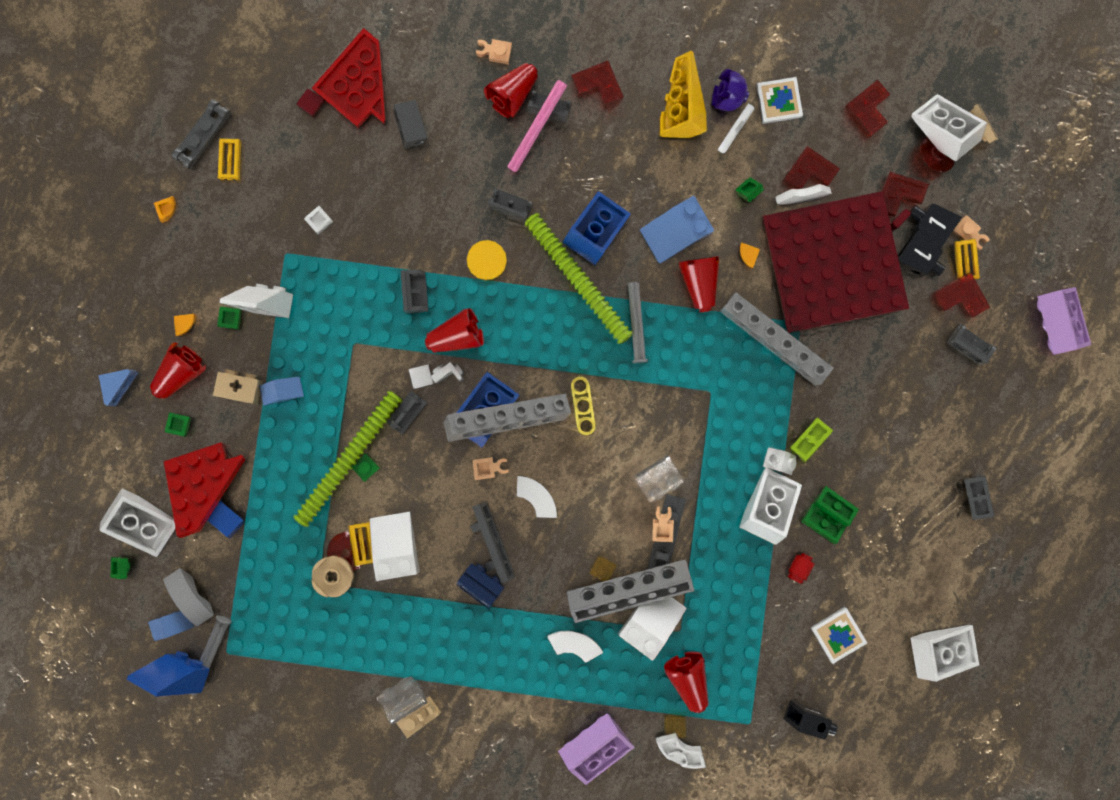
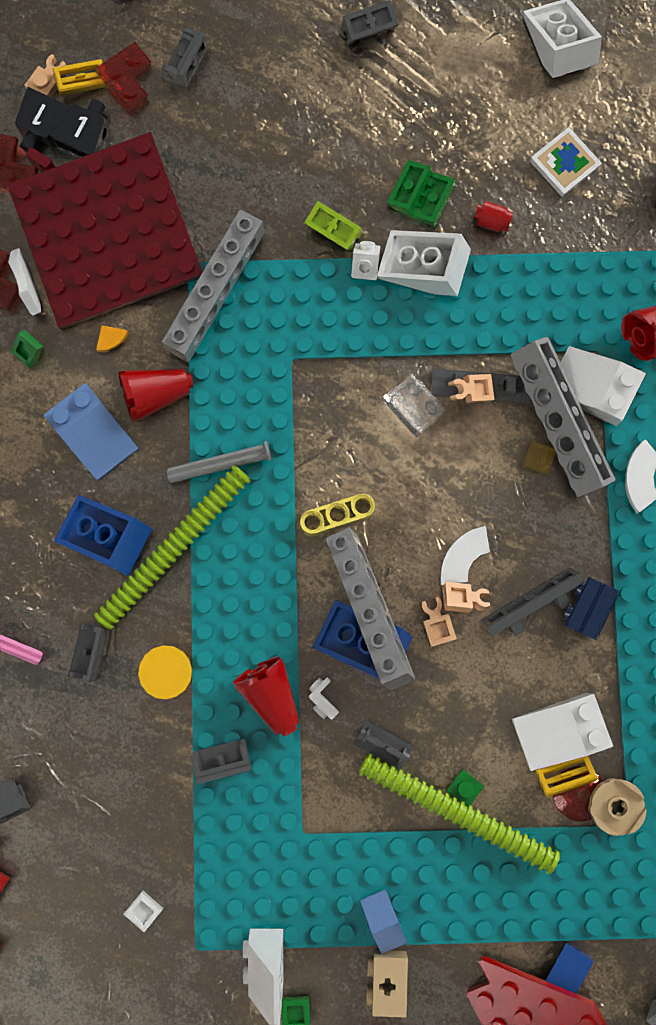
camera: 90 degrees left, 5 degrees down
(421, 376) = (332, 733): white tile -> none
(504, 488) = (460, 598): none -> light nougat plate

